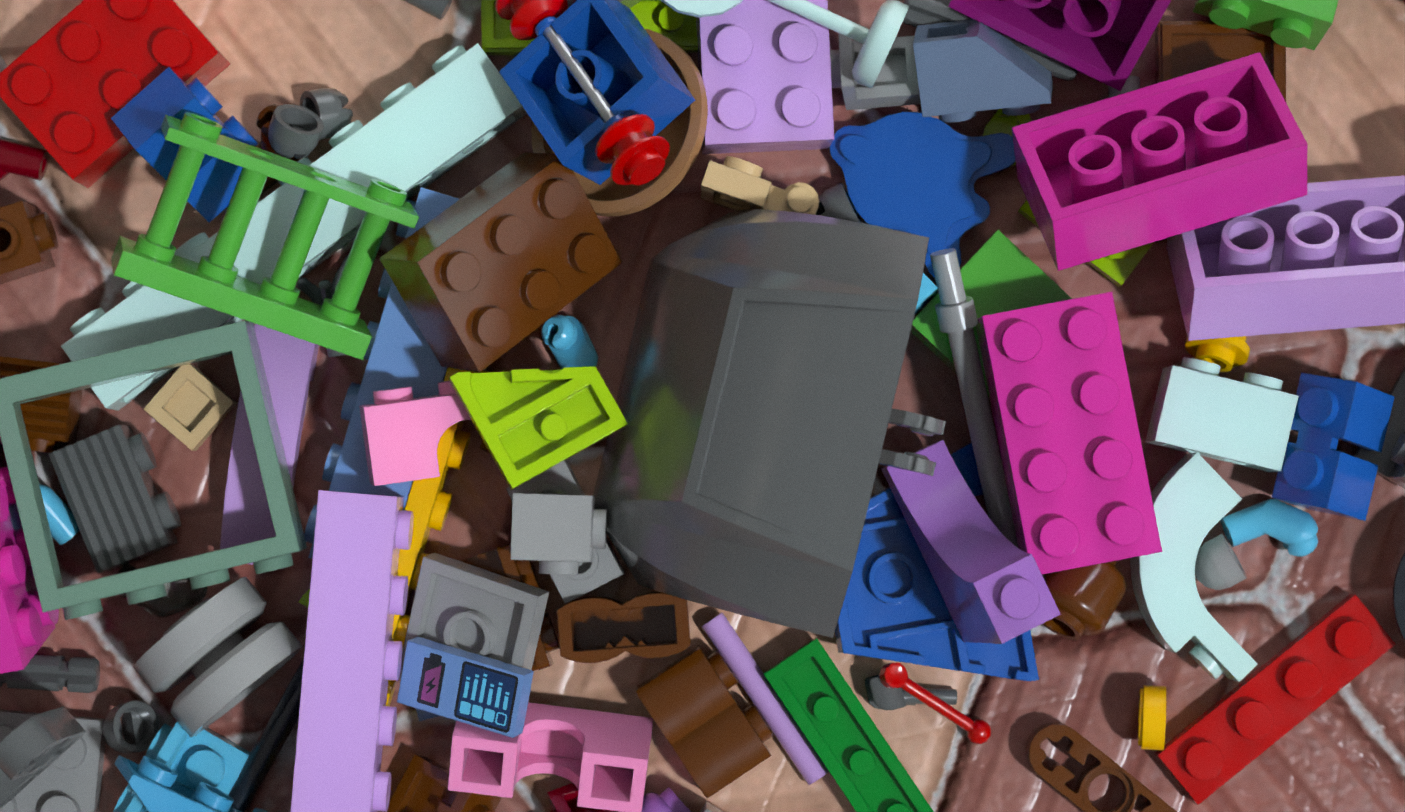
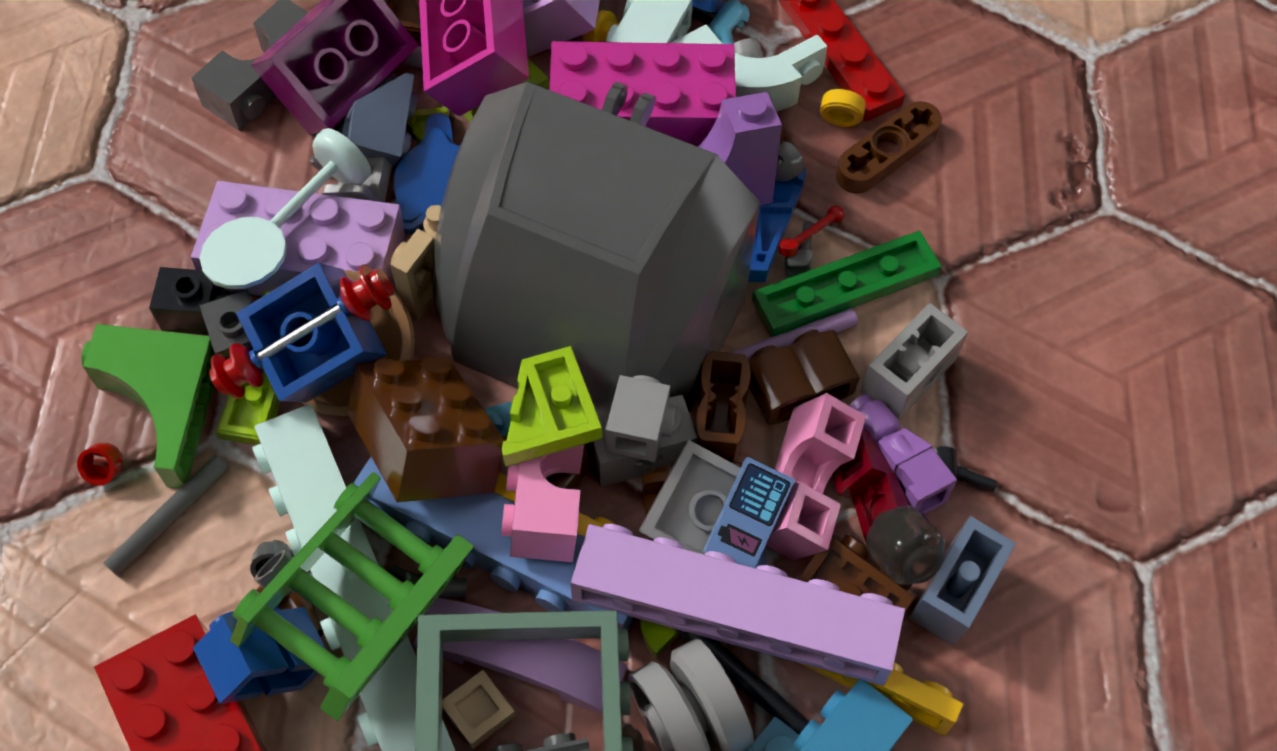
camera: 80 degrees left, 25 degrees down
(1025, 651) = (789, 162): none -> dark grey hinge

